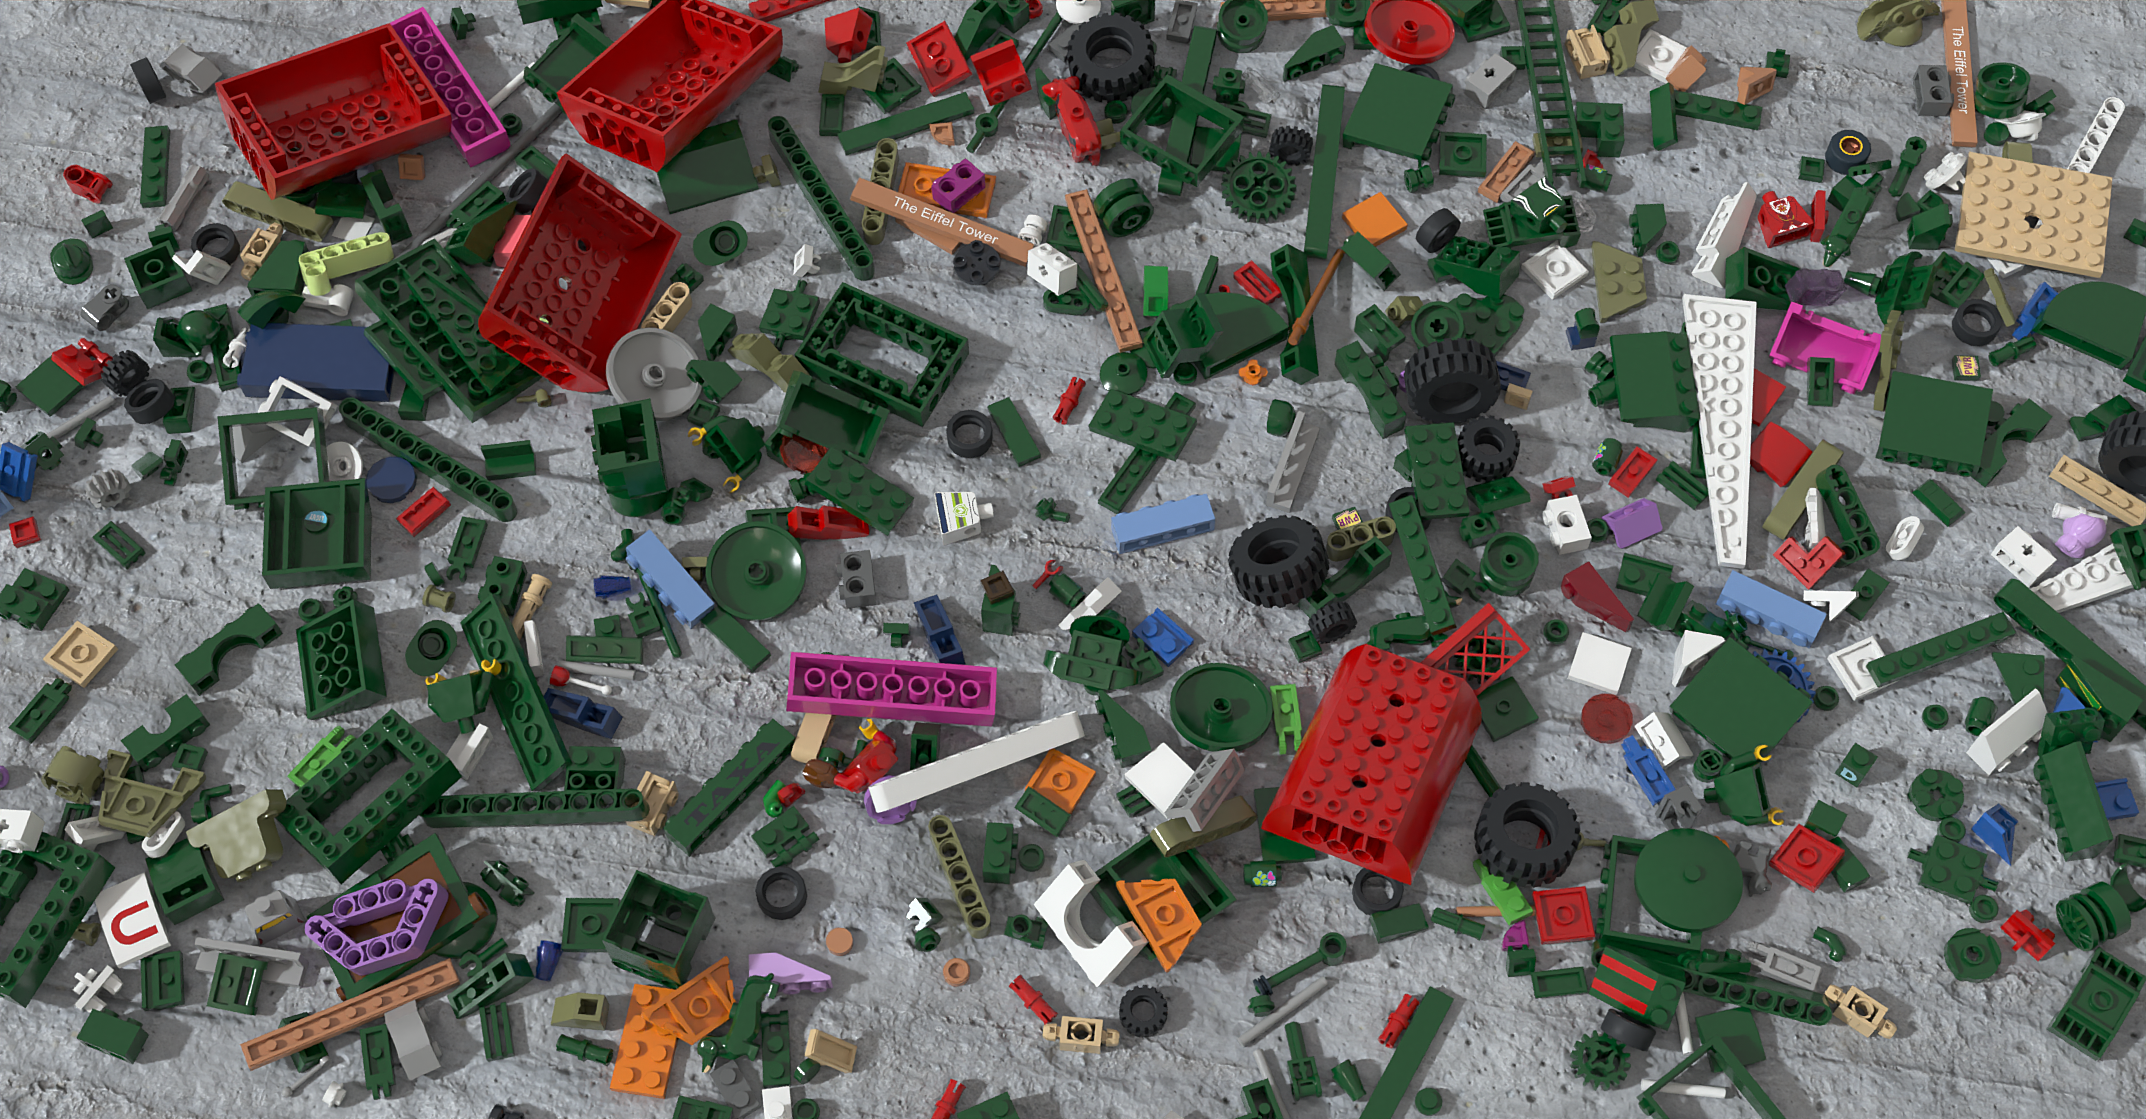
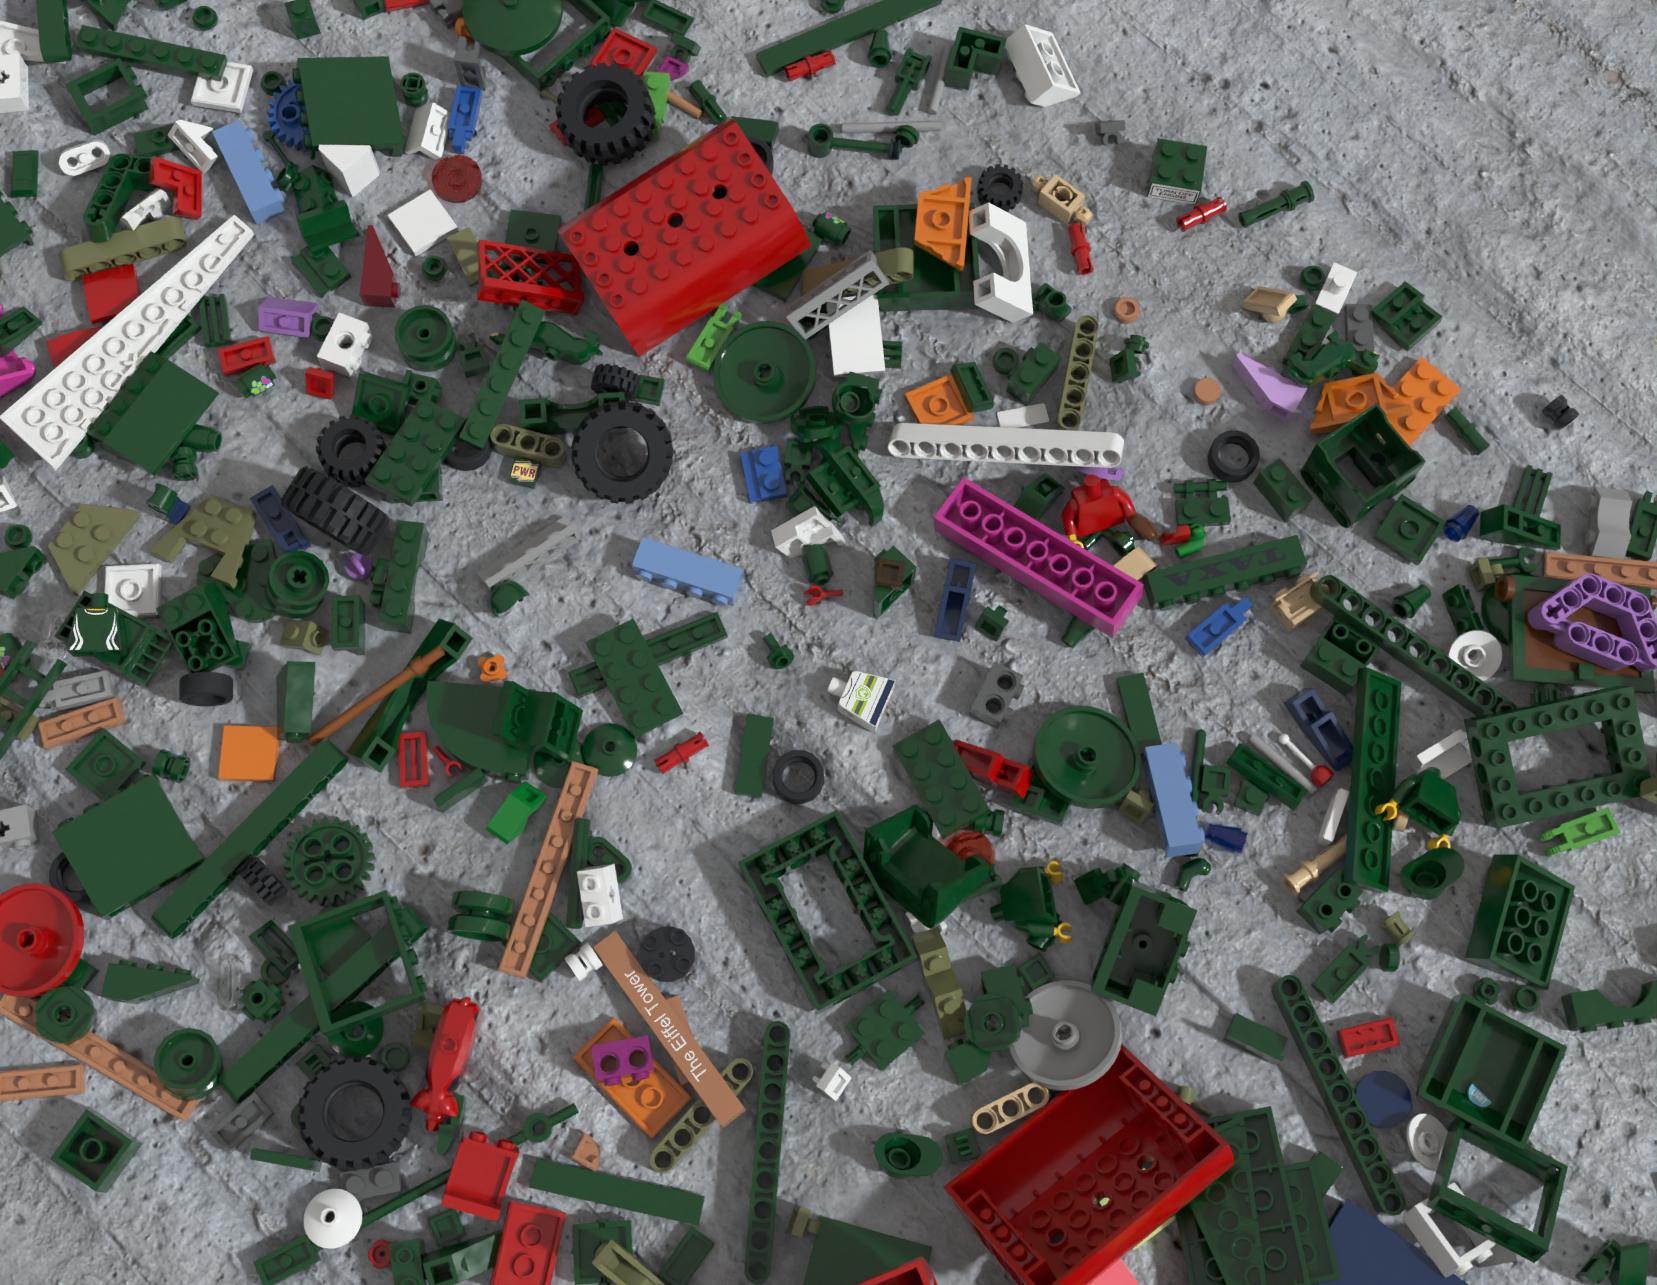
camera: 150 degrees left, 10 degrees up
(478, 845) = (1487, 656): none -> white dish
(503, 925) = (1484, 574): none -> olive tile
(557, 862) = (1409, 603): none -> dark green cone
(581, 1011) = (1457, 458): olive slope -> none
(710, 352) = (1007, 1032): none -> dark green plate
(710, 742) = (1218, 626): none -> blue hinge
(721, 886) = (1282, 490): none -> dark green brick
(976, 829) = (1023, 416): none -> white sticker
(1125, 710) = (852, 403): none -> dark green hair
(1135, 689) = (815, 423): none -> dark green plate
(1518, 396) = (278, 481): tan tile -> none
(1531, 340) = (214, 526): none -> olive wing
(1539, 657) = (465, 250): none -> olive slope
(1742, 791) = (407, 47): dark green torso -> none
(1944, 576) = (115, 112): none -> dark green window

